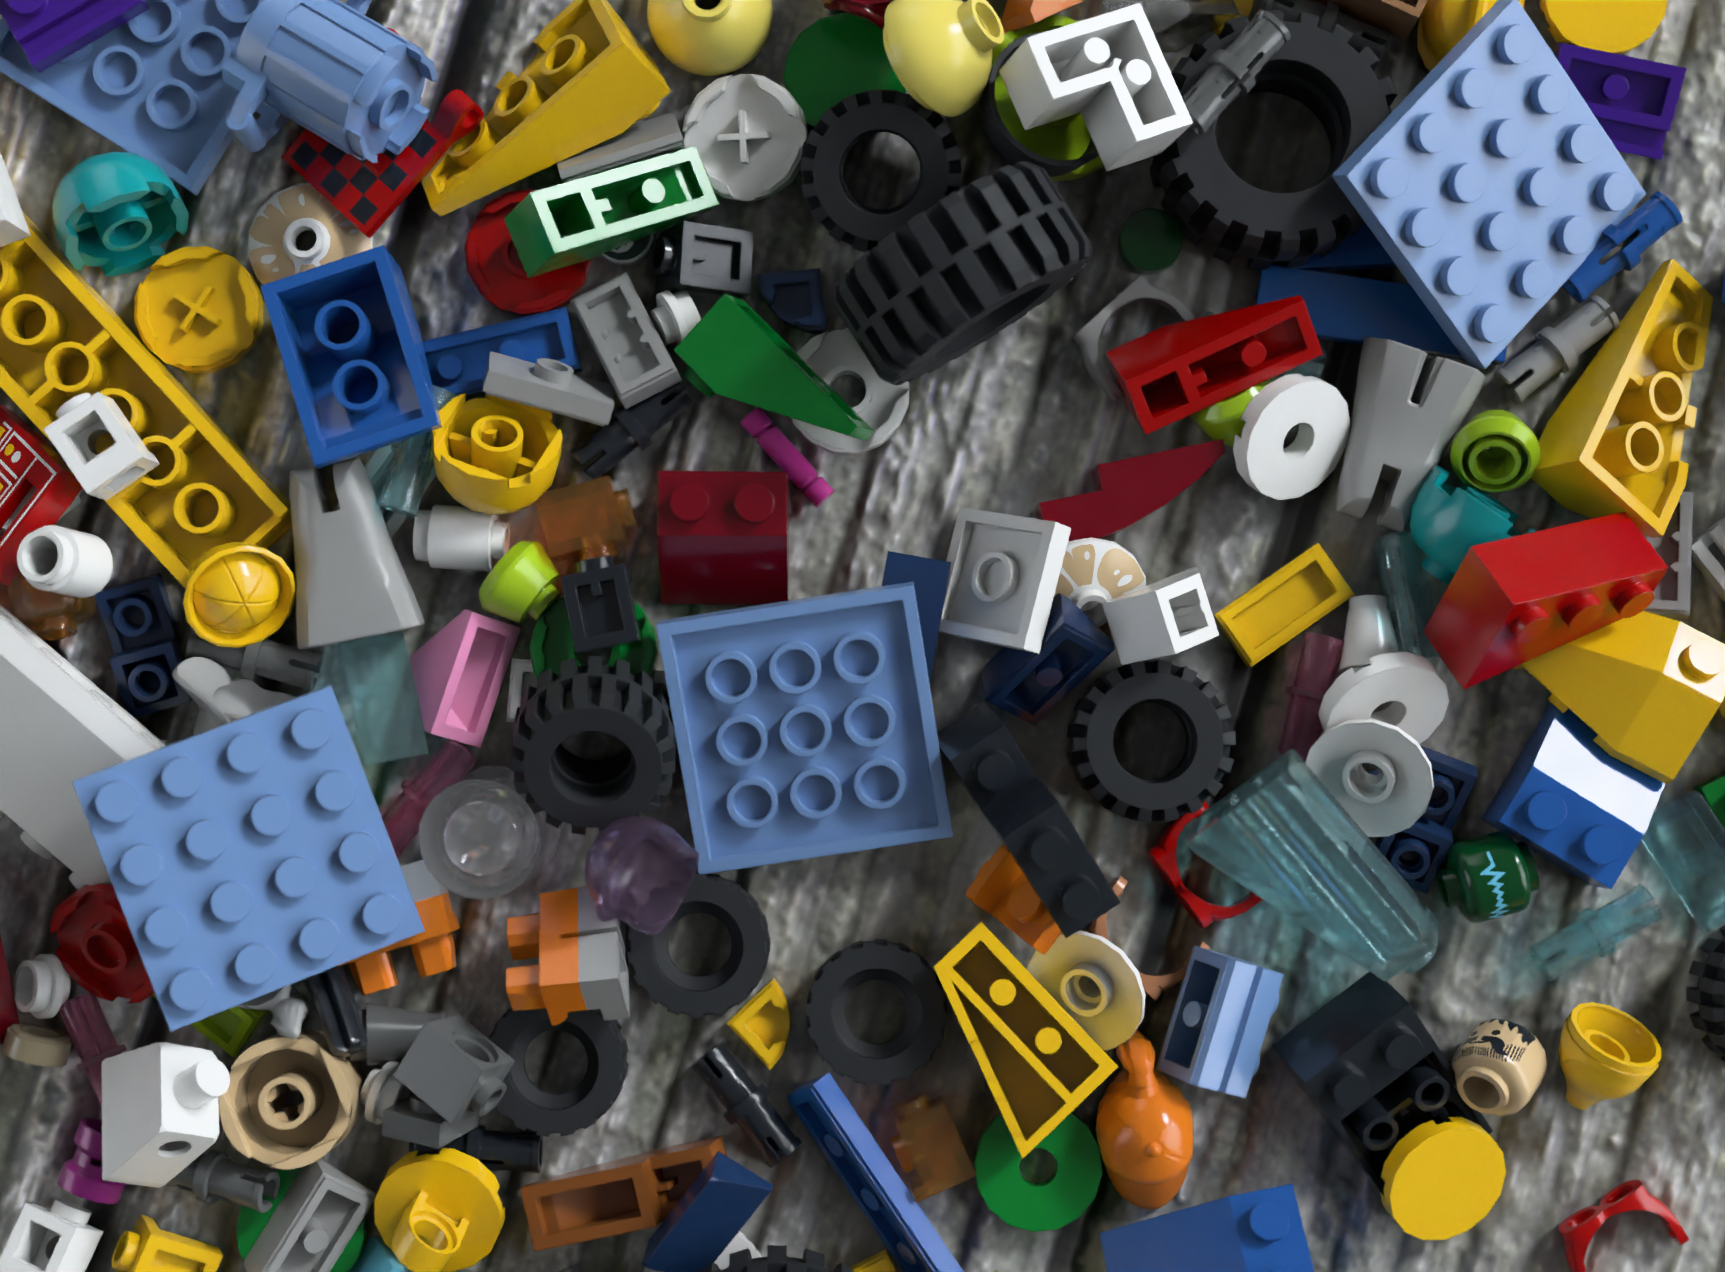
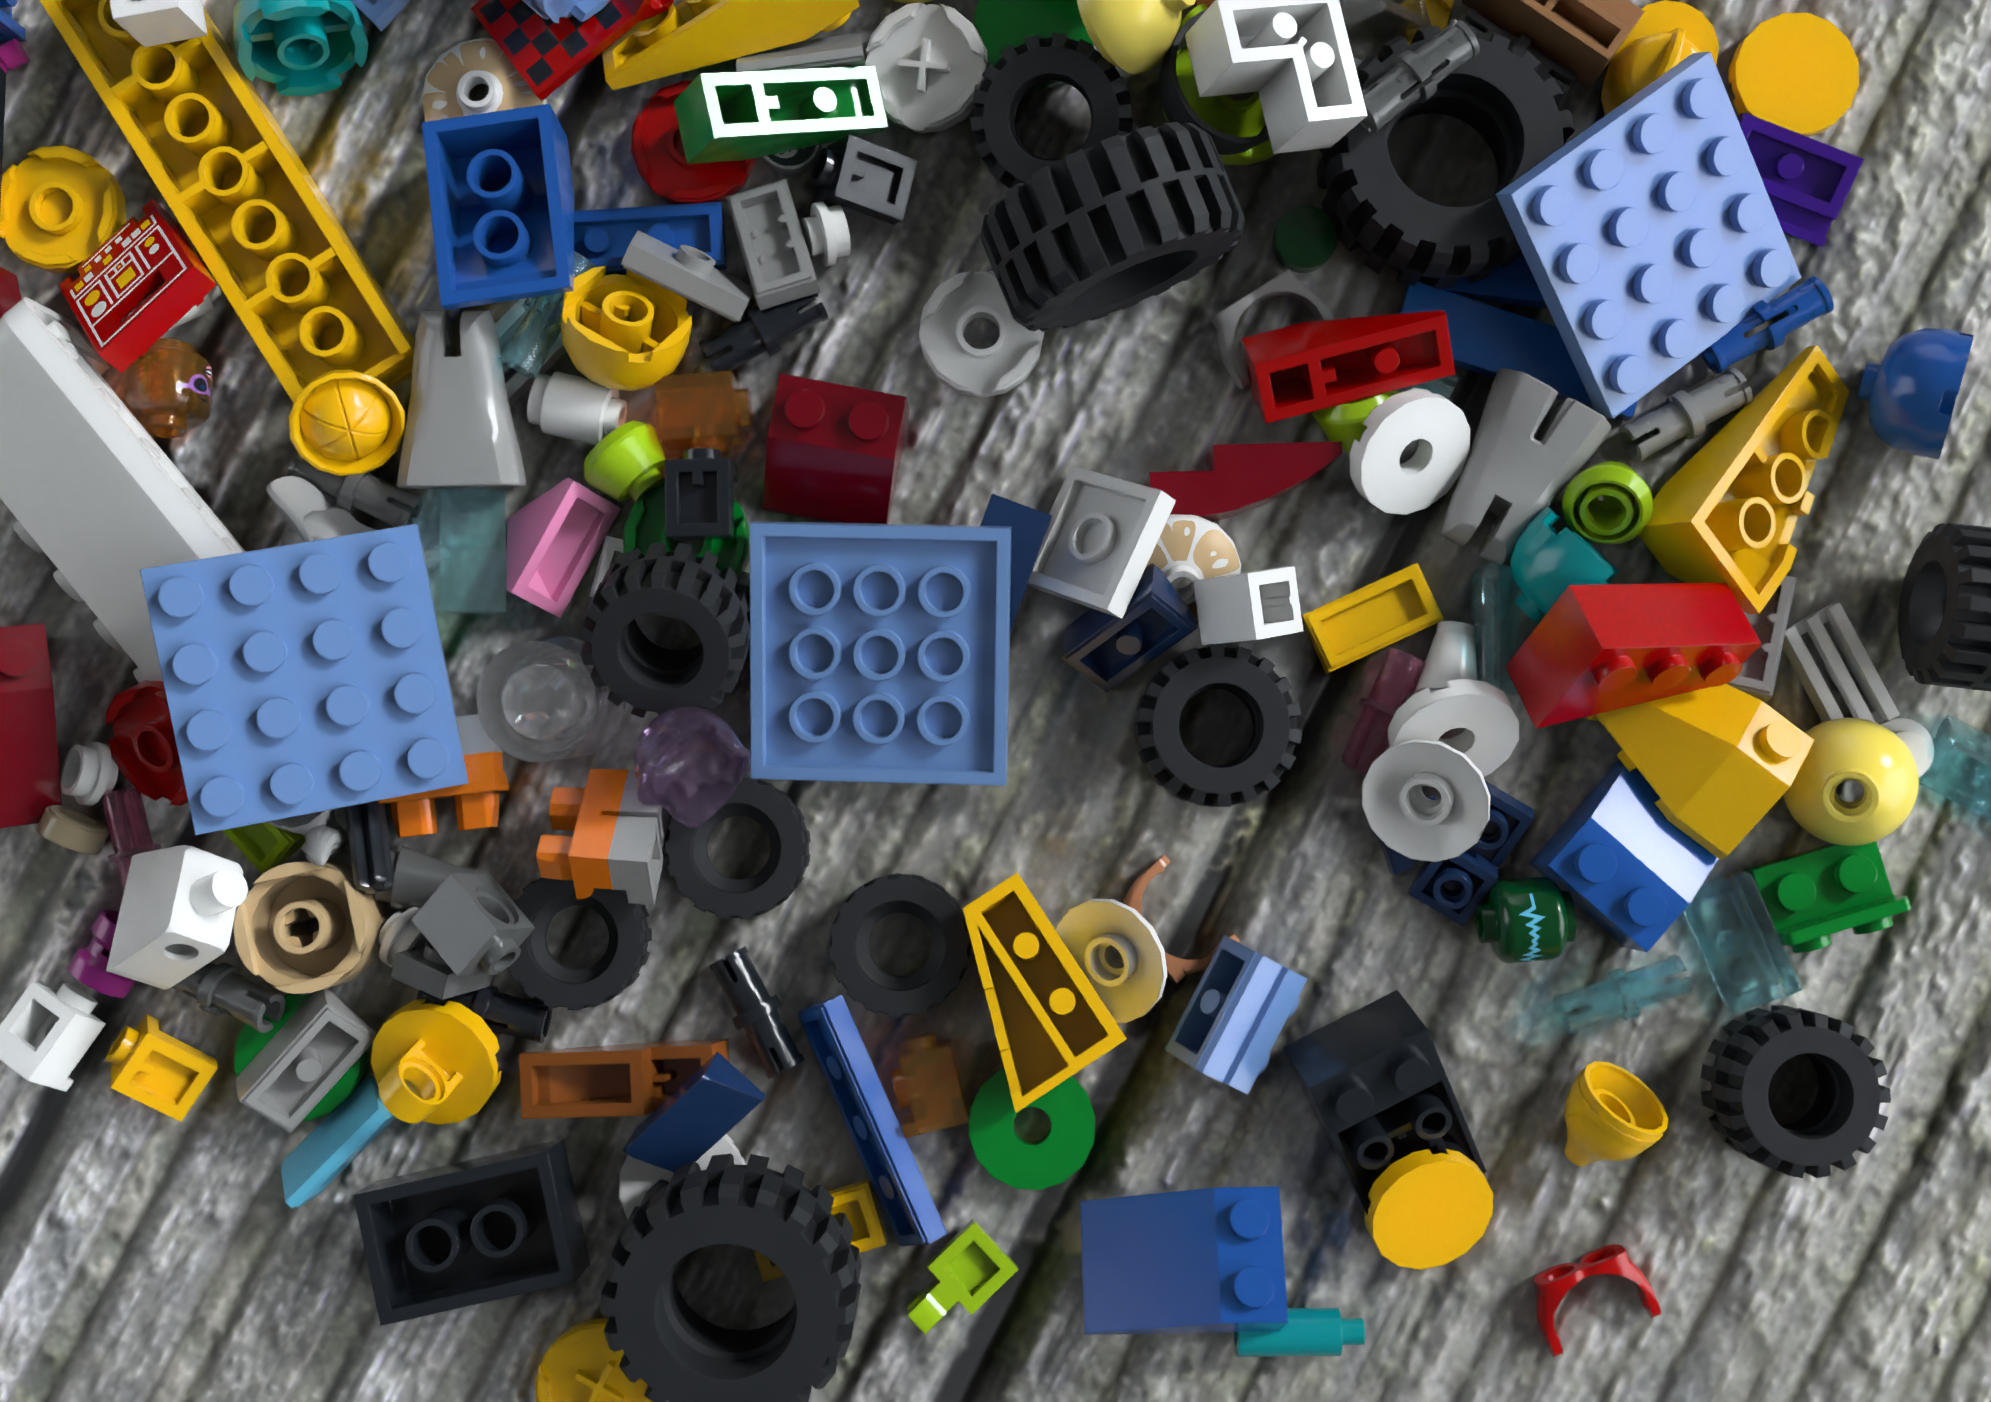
camera: 15 degrees right, 0 degrees up
(65, 561) = (180, 357): white brick -> none
(75, 436) = (216, 233): white brick -> none
(143, 644) = (250, 456): dark blue slope -> none
(199, 310) = (363, 143): yellow tile -> none
(444, 769) = (525, 625): clear pink axle -> none
(749, 362) = (889, 286): green slope -> none
(764, 1023) = (789, 936): yellow tile -> none
(787, 457) = (911, 386): dark pink wheel -> none
(795, 298) = (947, 234): dark blue tile -> none
(1010, 899) = (1063, 859): orange bracket -> none
(1027, 819) = (1081, 781): black arch -> none
(1144, 1129) = (1143, 1107): orange hair -> none
(1164, 859) = (1210, 847): red cap -> none
(1317, 866) = (1359, 879): clear light blue slope -> none
(1499, 1067) = (1504, 1109): tan head -> none

